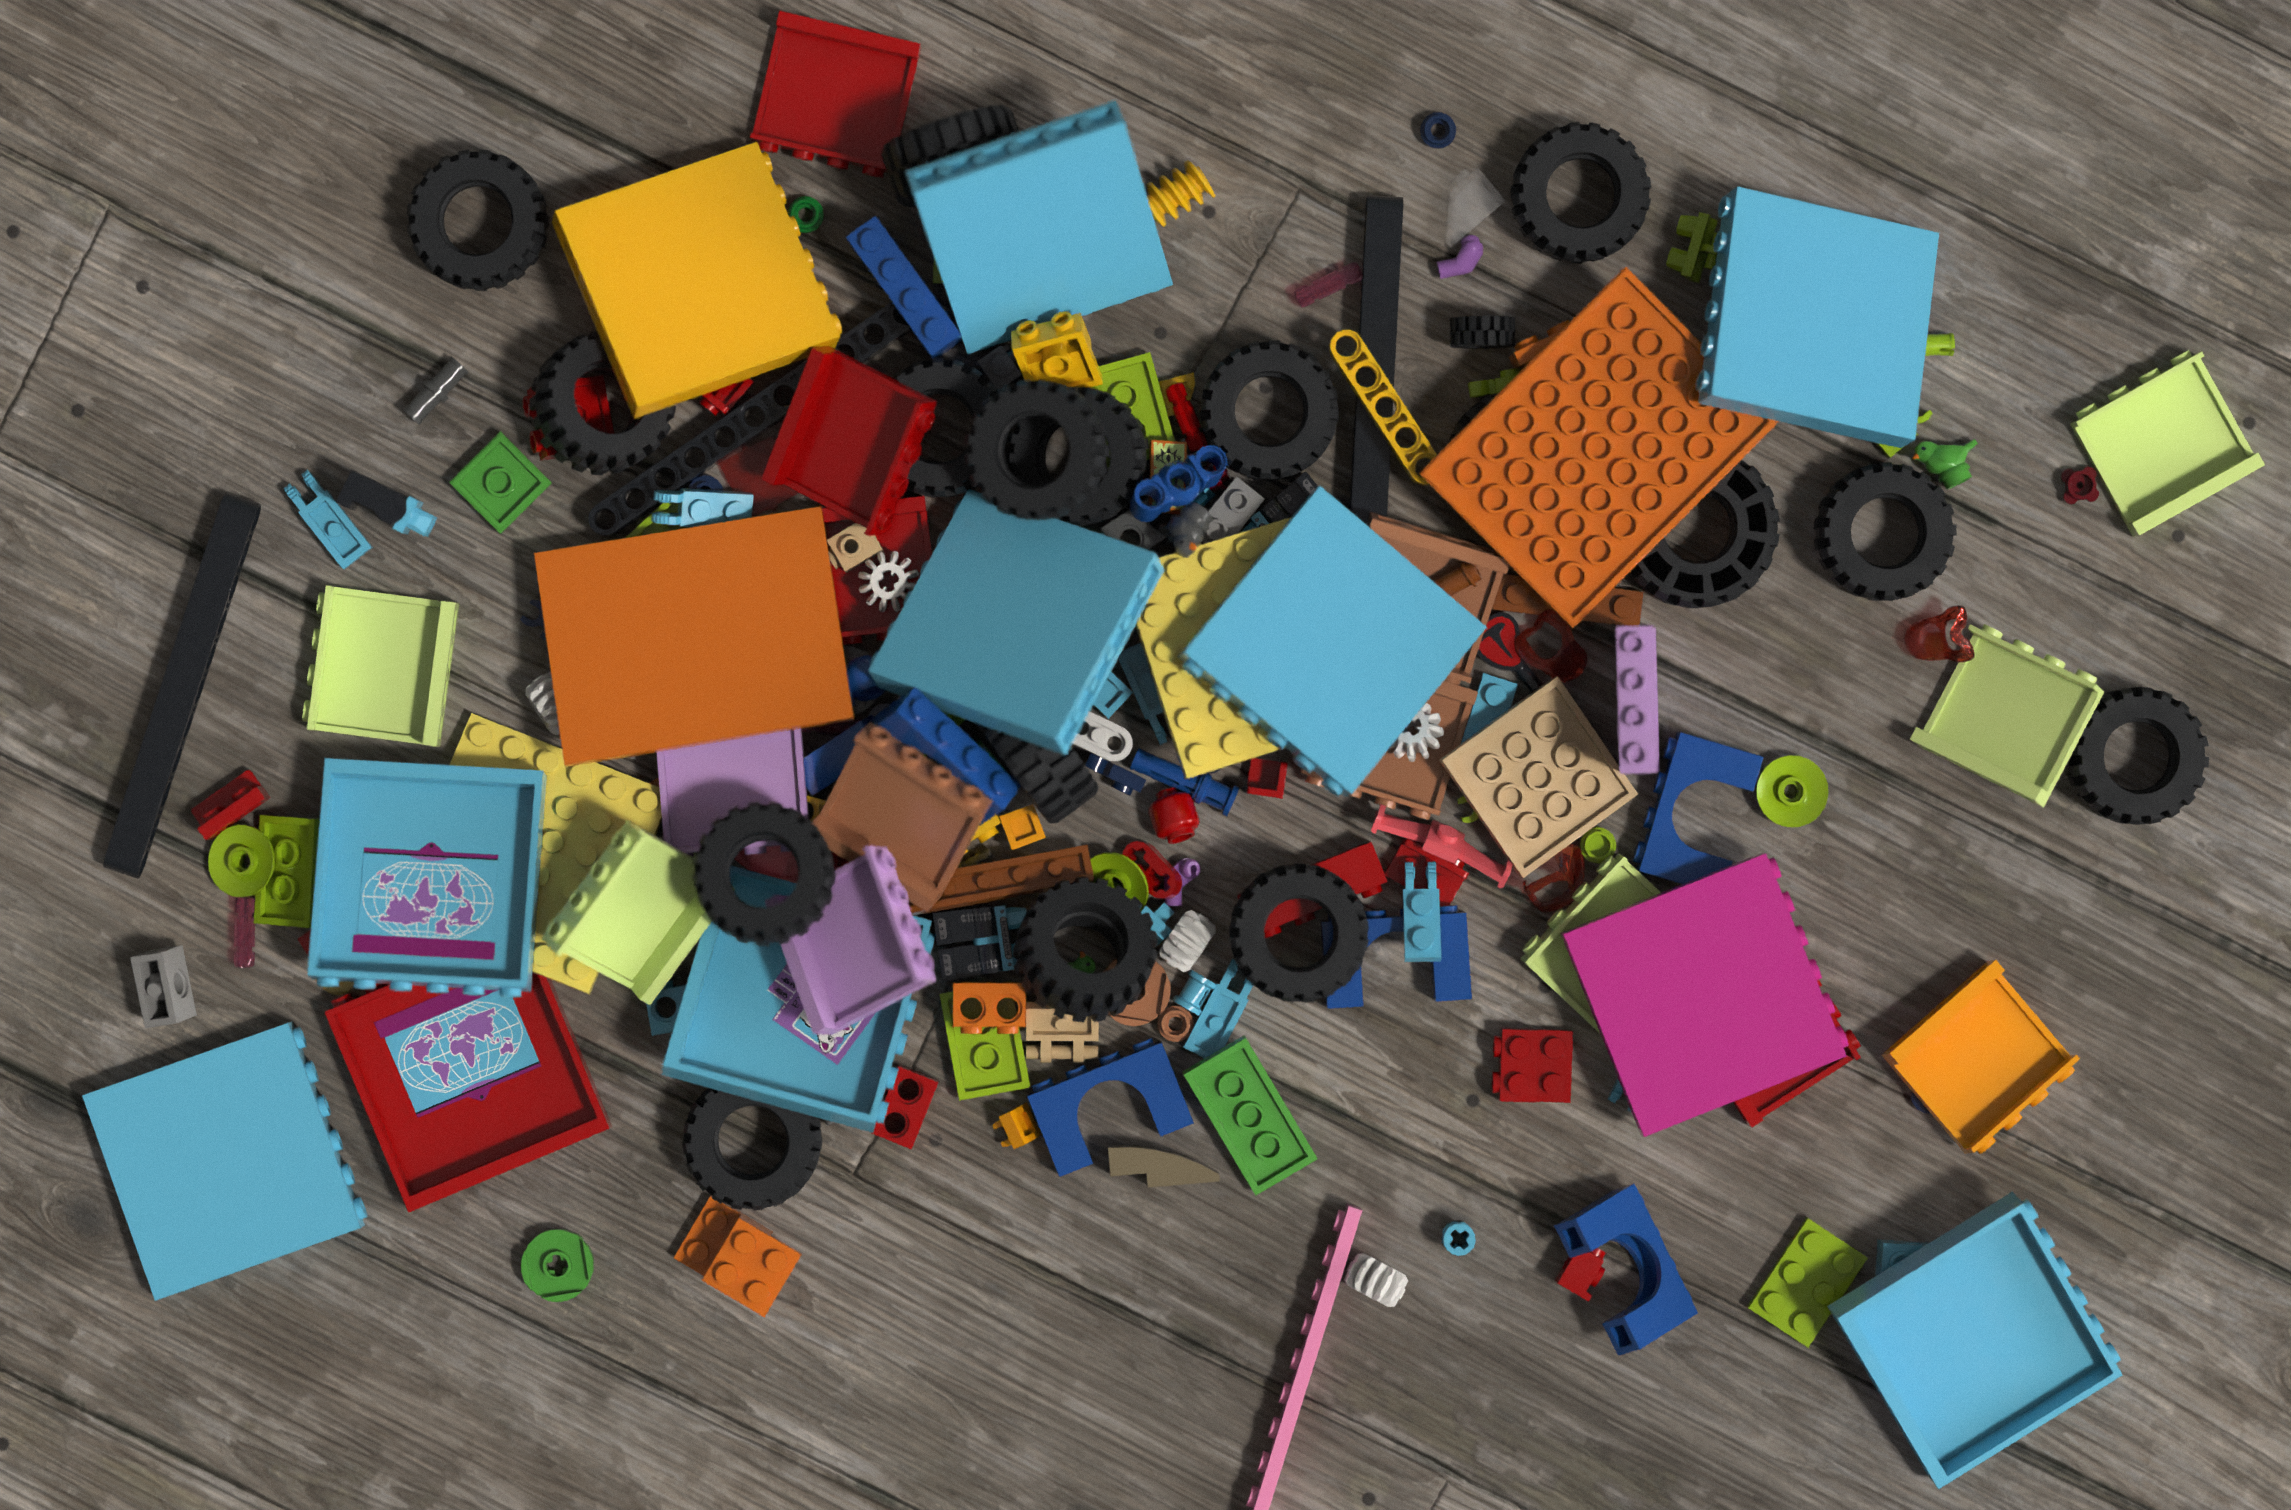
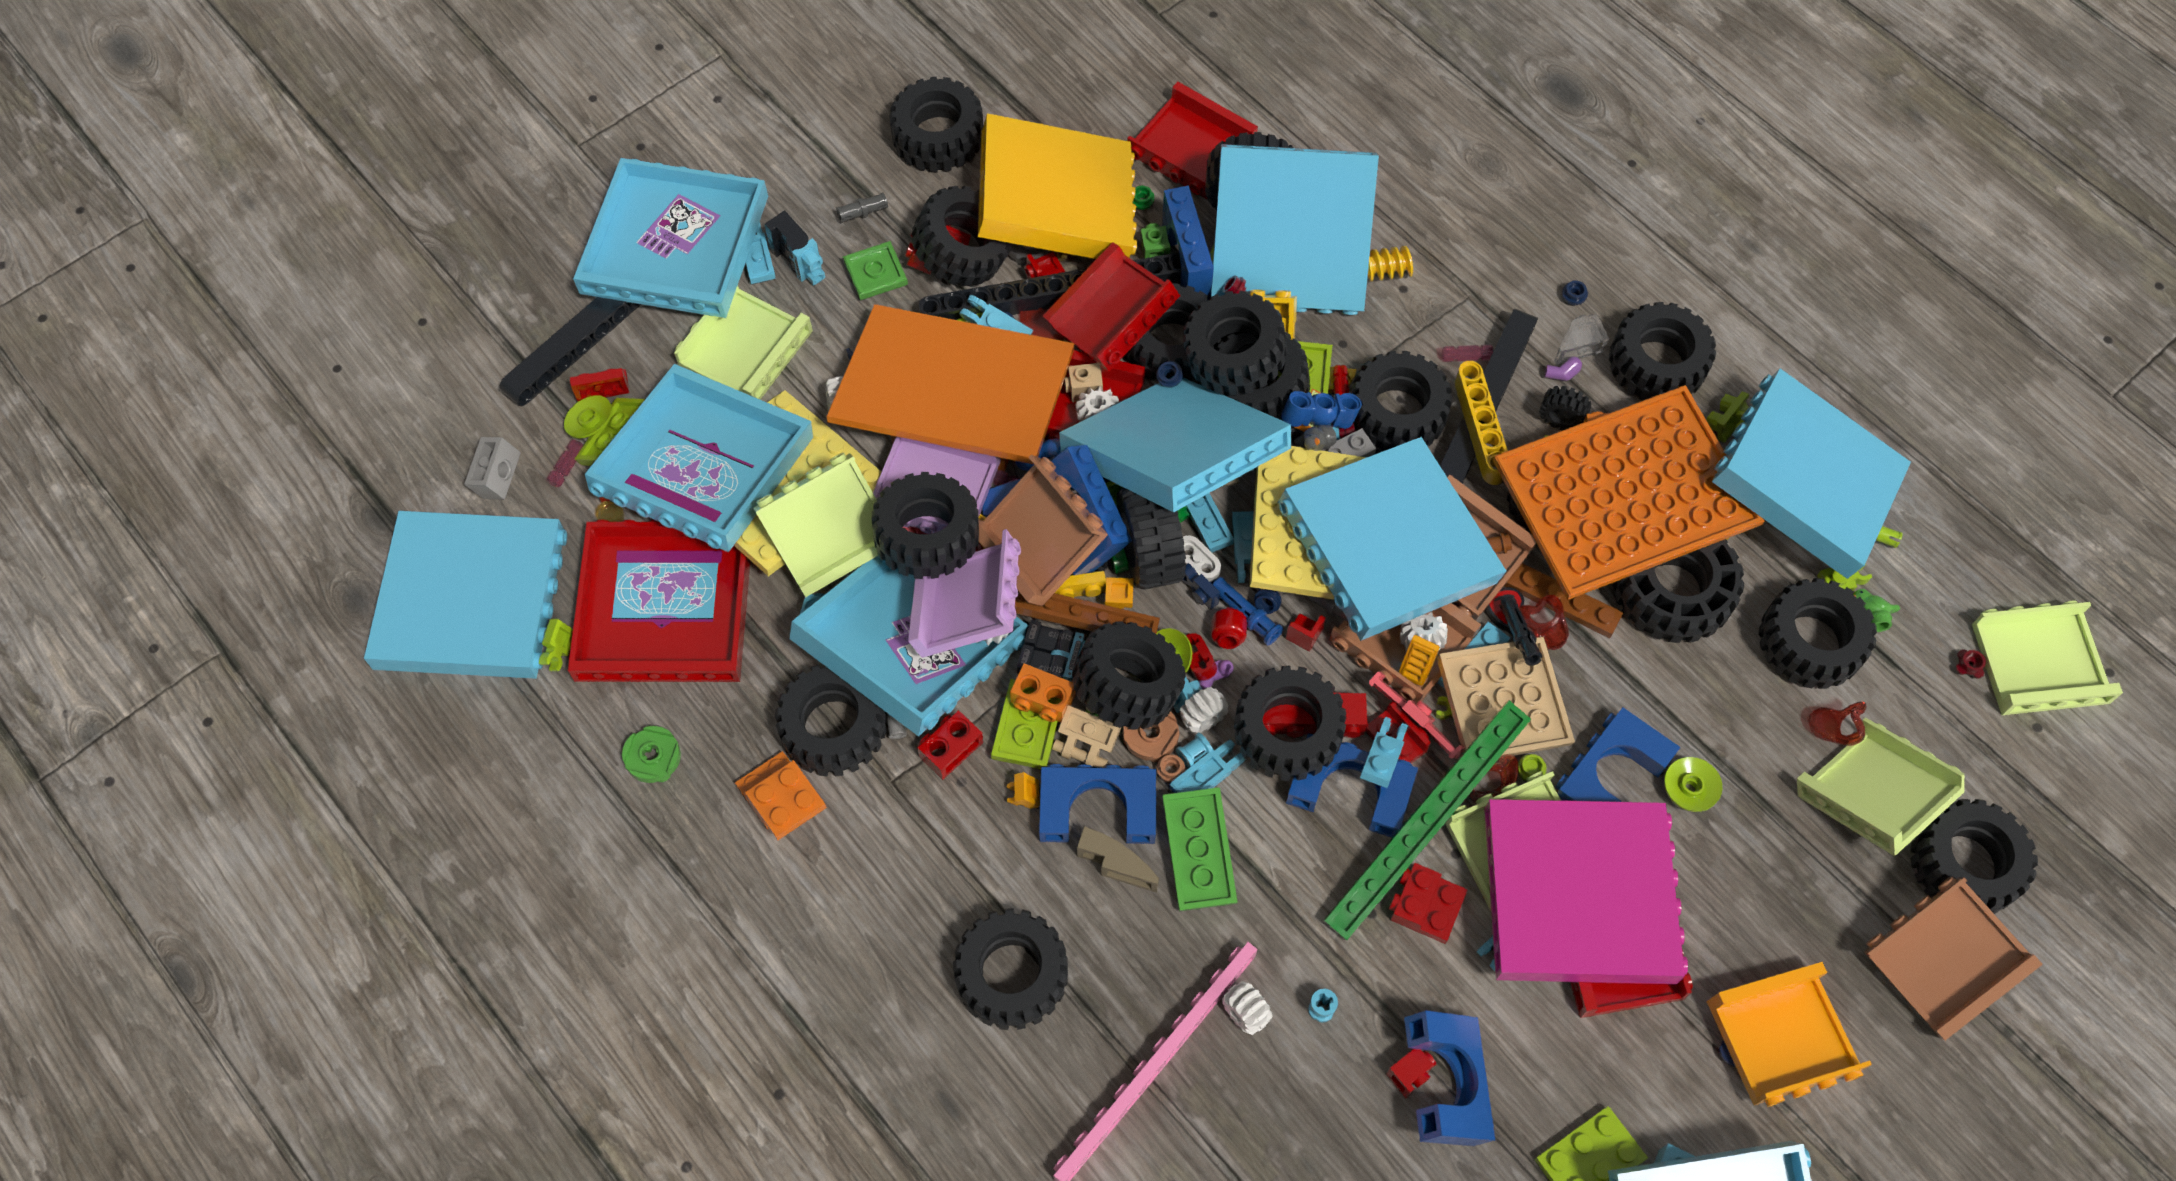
camera: 20 degrees right, 25 degrees down
(216, 561) = (672, 237): none -> medium azure panel
(370, 1175) = (558, 644): none -> lime plate
(856, 299) = (1154, 239): none -> bright green brick
(964, 517) = (1168, 367): none -> dark blue plate
(995, 336) = (1235, 284): none -> dark red plate
(1103, 1396) = (1002, 931): none -> black tyre
(1419, 778) = (1418, 660): none -> light orange slope
(1500, 975) = (1426, 820): none -> green plate
(1536, 697) = (1523, 638): none -> black pin
(1637, 699) = (1601, 662): lavender panel -> none
(2137, 897) = (1951, 957): none -> nougat panel

